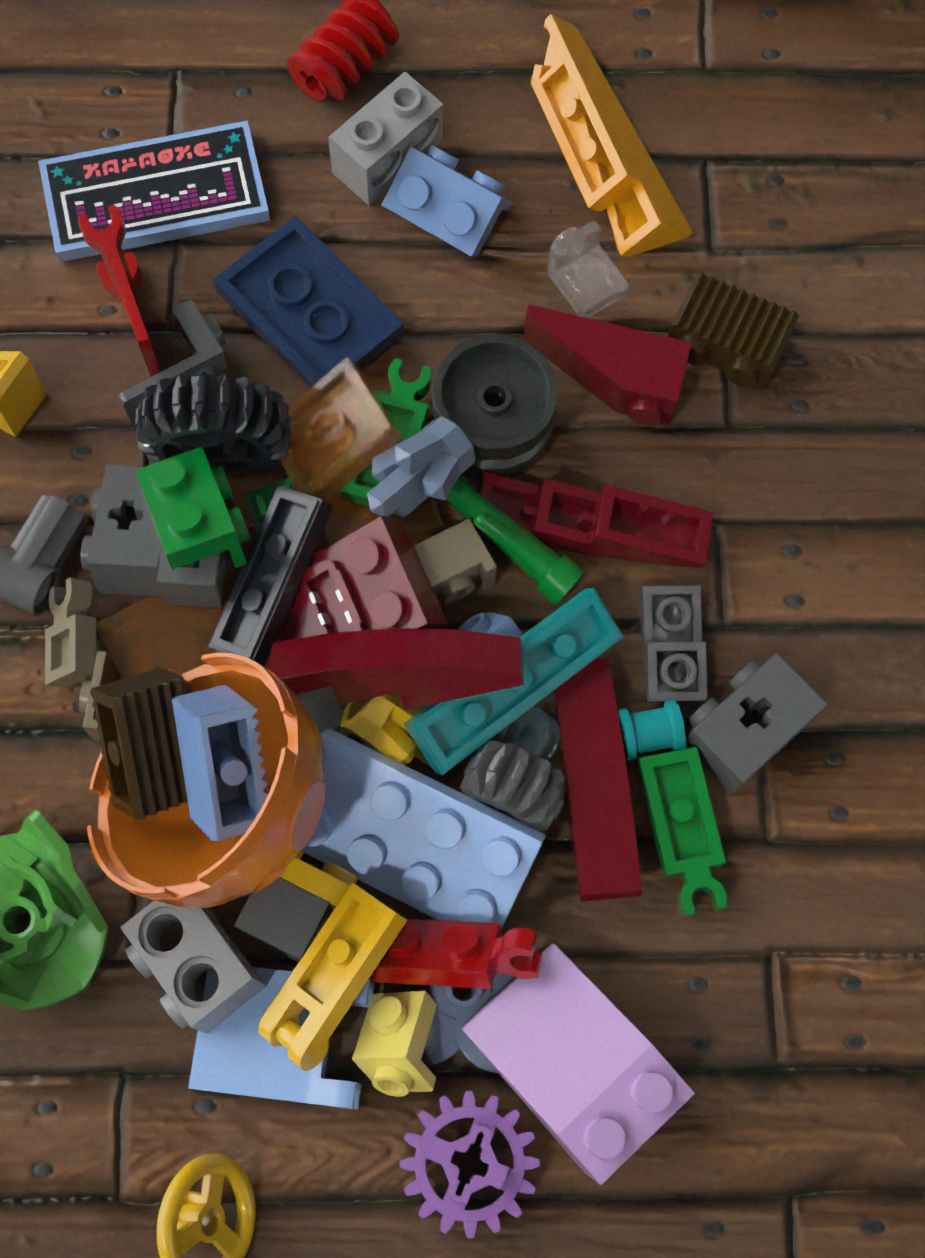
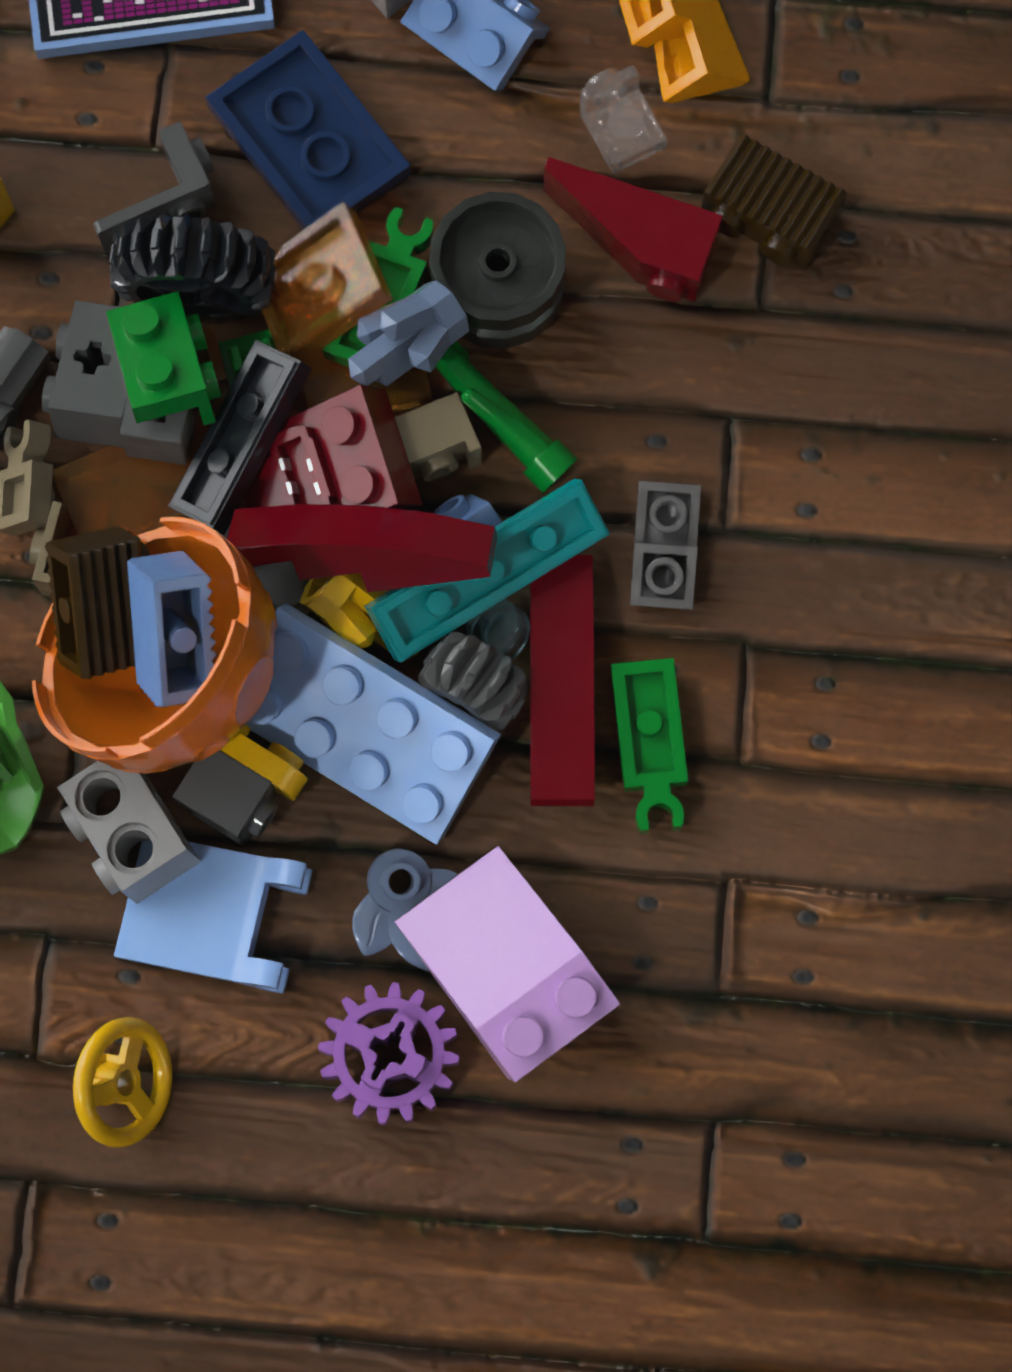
camera: 10 degrees right, 5 degrees up
(120, 275) = (106, 91): red flag -> none
(330, 976) = (265, 855): yellow plate -> none
(394, 1042) = (324, 928): light yellow bracket -> none
(458, 954) = (390, 845): red plate -> none
(604, 522) = (604, 406): dark red slope -> none
(652, 730) = (627, 636): teal bush -> none
(784, 710) = (722, 669): dark grey brick -> none

